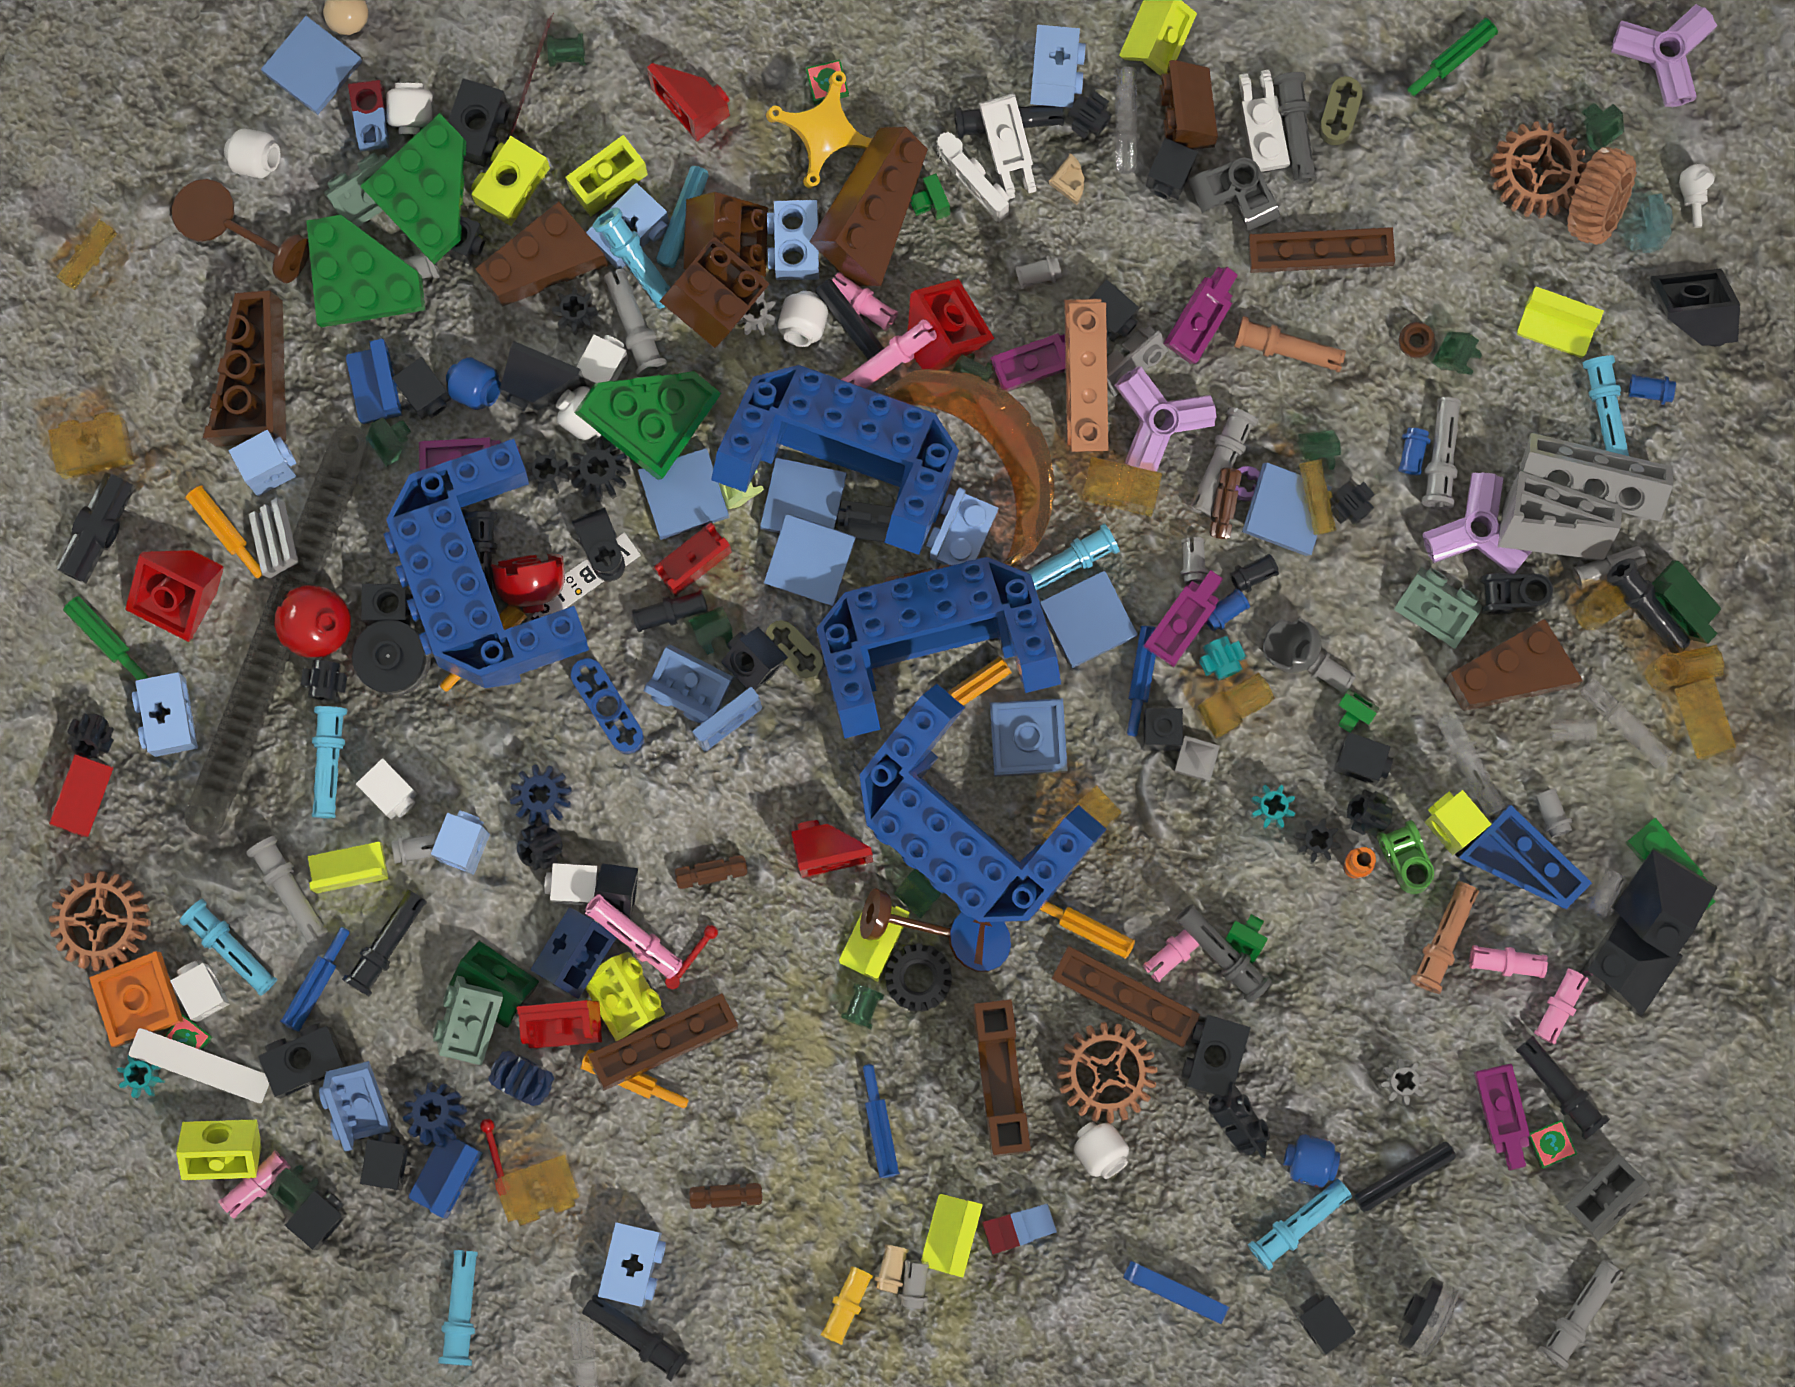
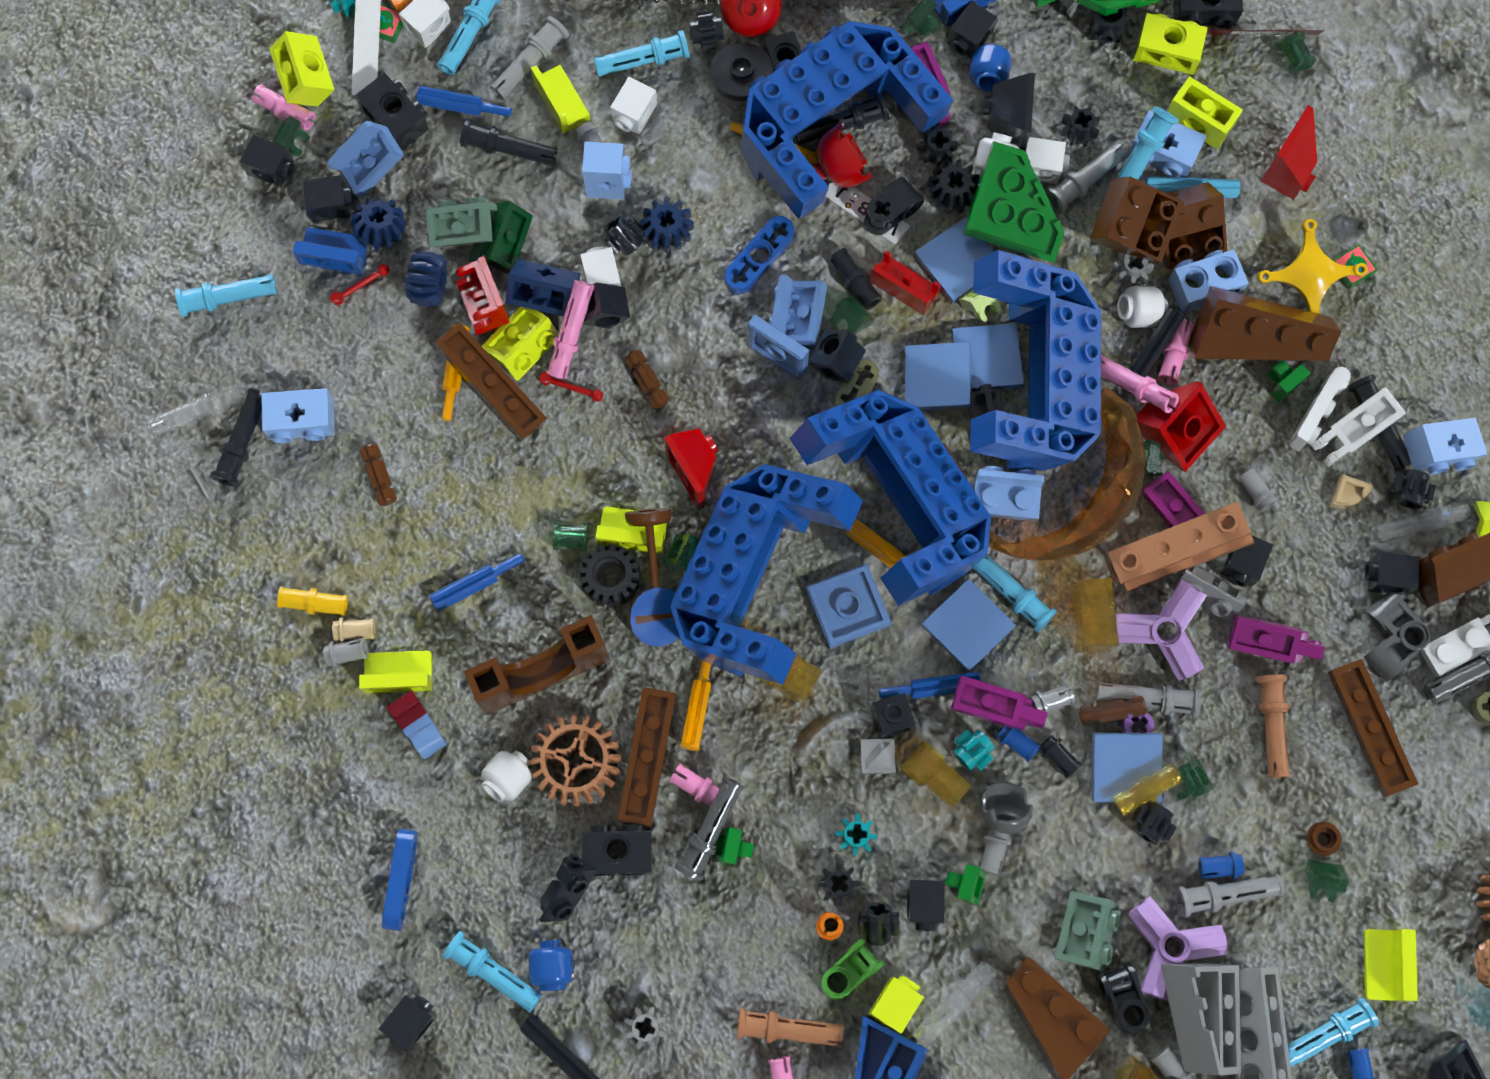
camera: 70 degrees right, 5 degrees down
(515, 1188) = (327, 309): clear yellow brick -> none
(540, 256) = (1114, 84): reddish brown wedge -> none

